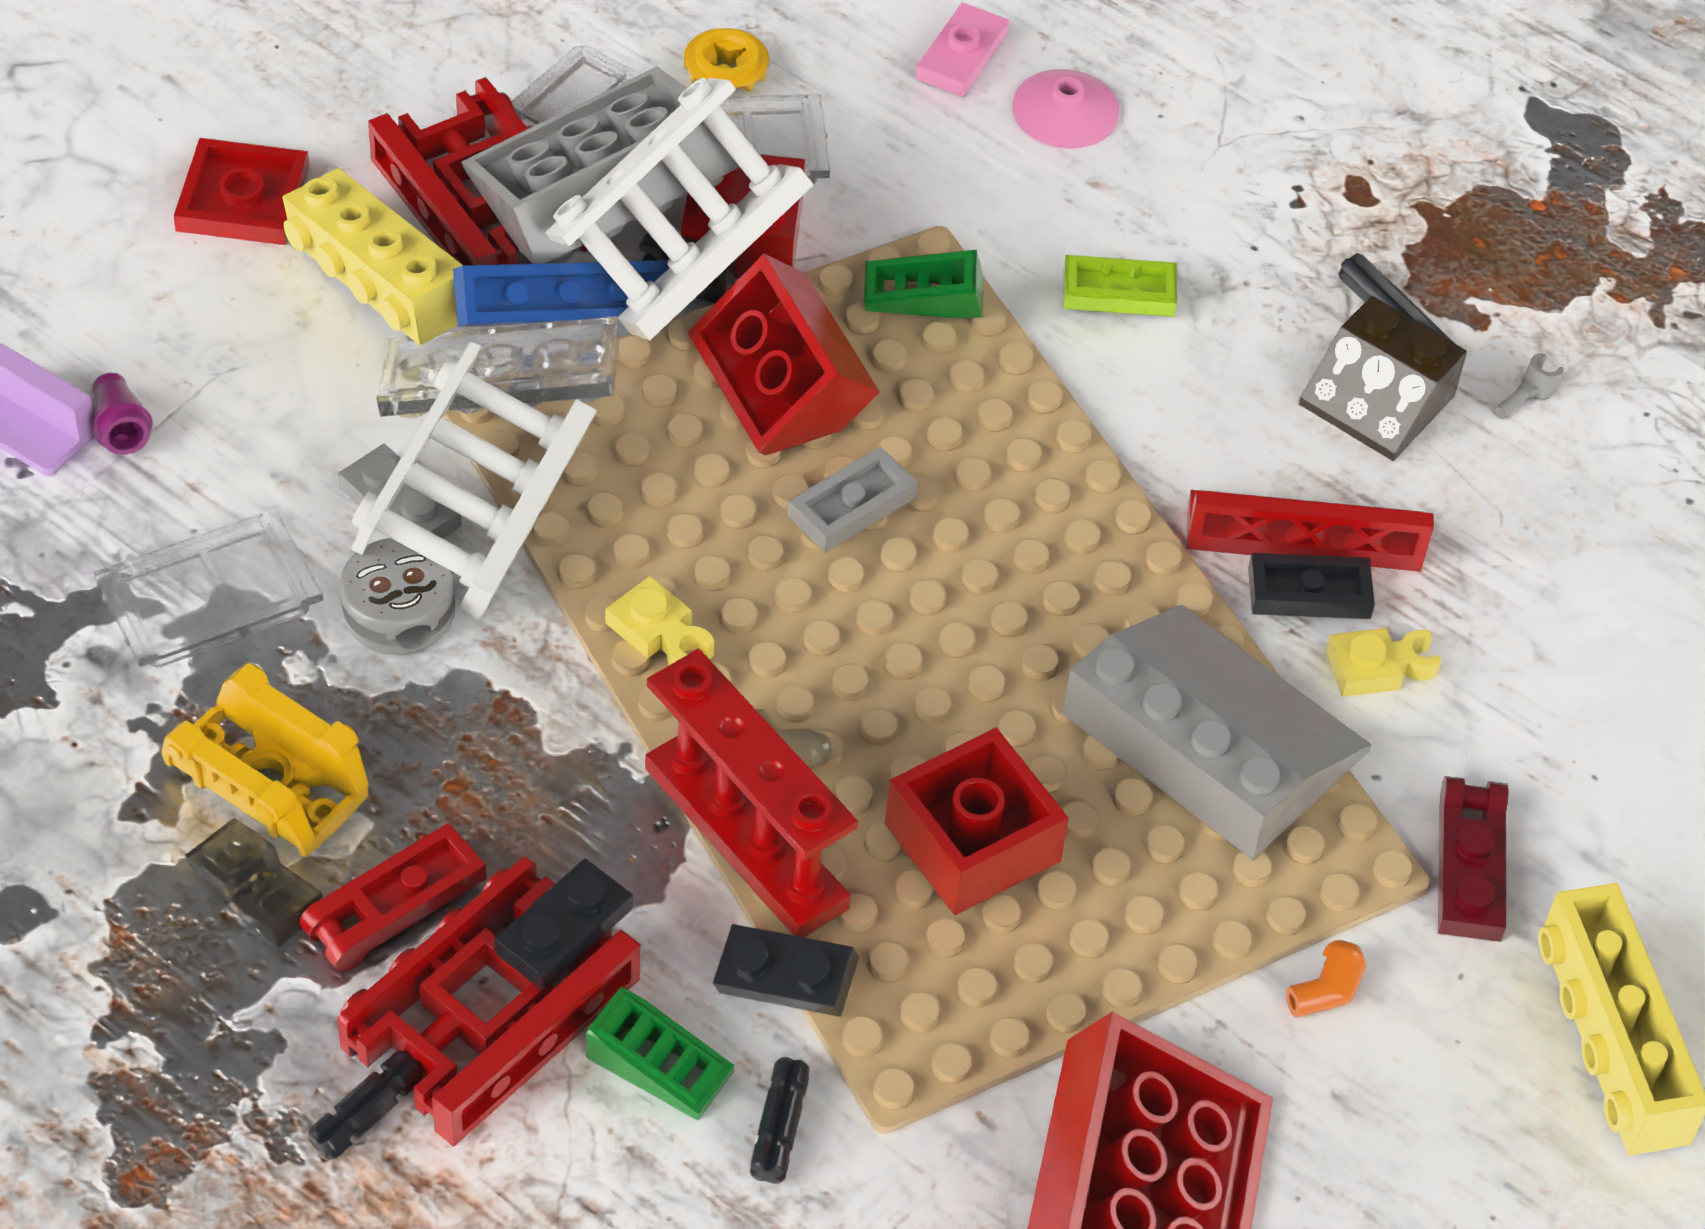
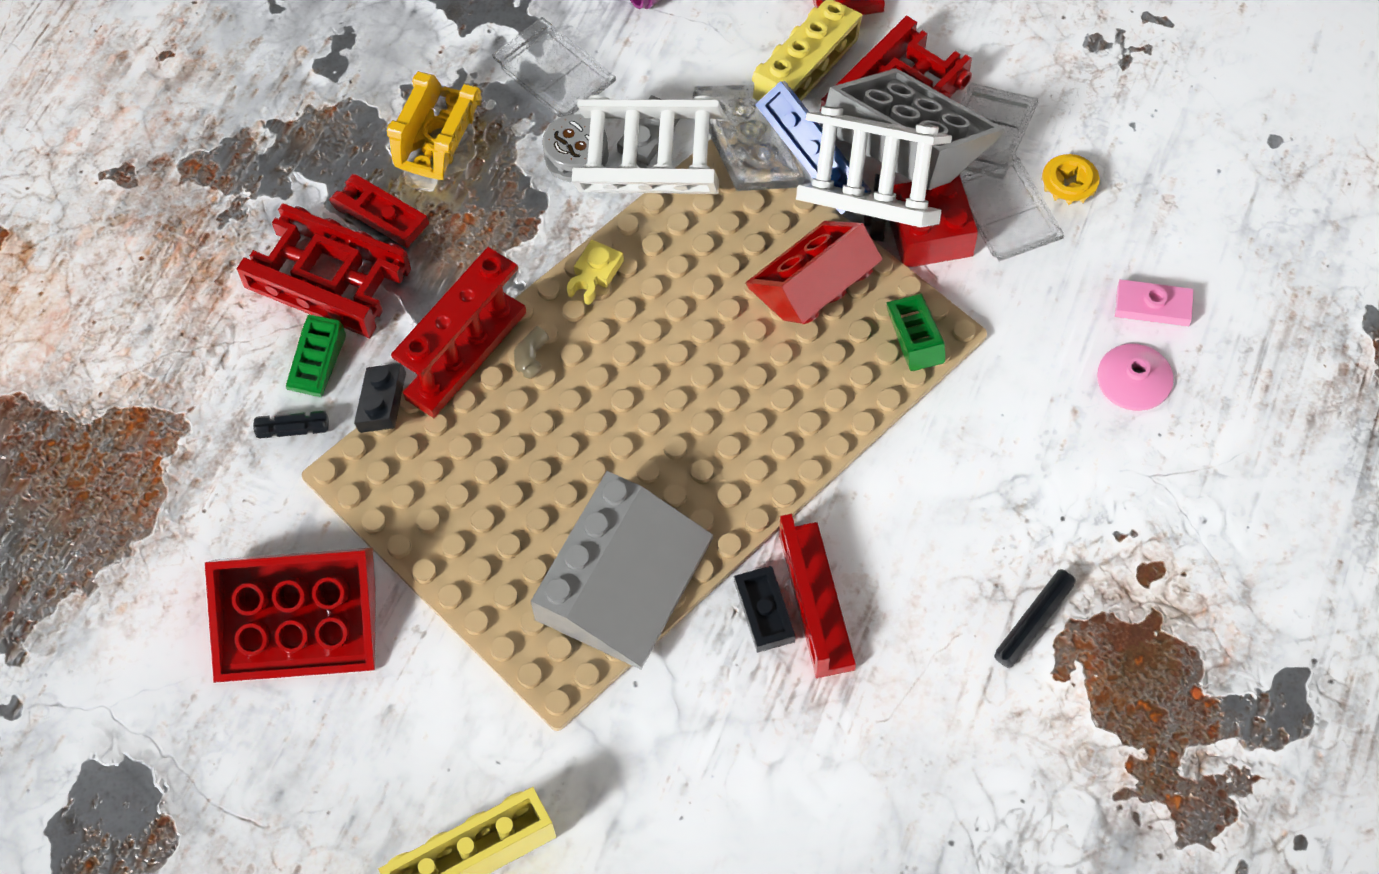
camera: 80 degrees right, 10 degrees up
(252, 881) = (371, 154): clear smoke slope -> none
(365, 1105) = (247, 237): black axle -> none
(563, 924) = (366, 281): black plate -> none
(852, 499) = (720, 336): light grey plate -> none
(975, 820) = (490, 454): red brick -> none
(1120, 285) = (977, 442): lime plate -> none
(1336, 983) = (463, 687): orange arm -> none
(1374, 663) = (722, 661): light yellow plate -> none
(1384, 378) = (960, 615): slope -> none
(1472, 860) = (583, 750): dark red plate -> none
(1535, 384) = (1006, 715): light grey hand -> none

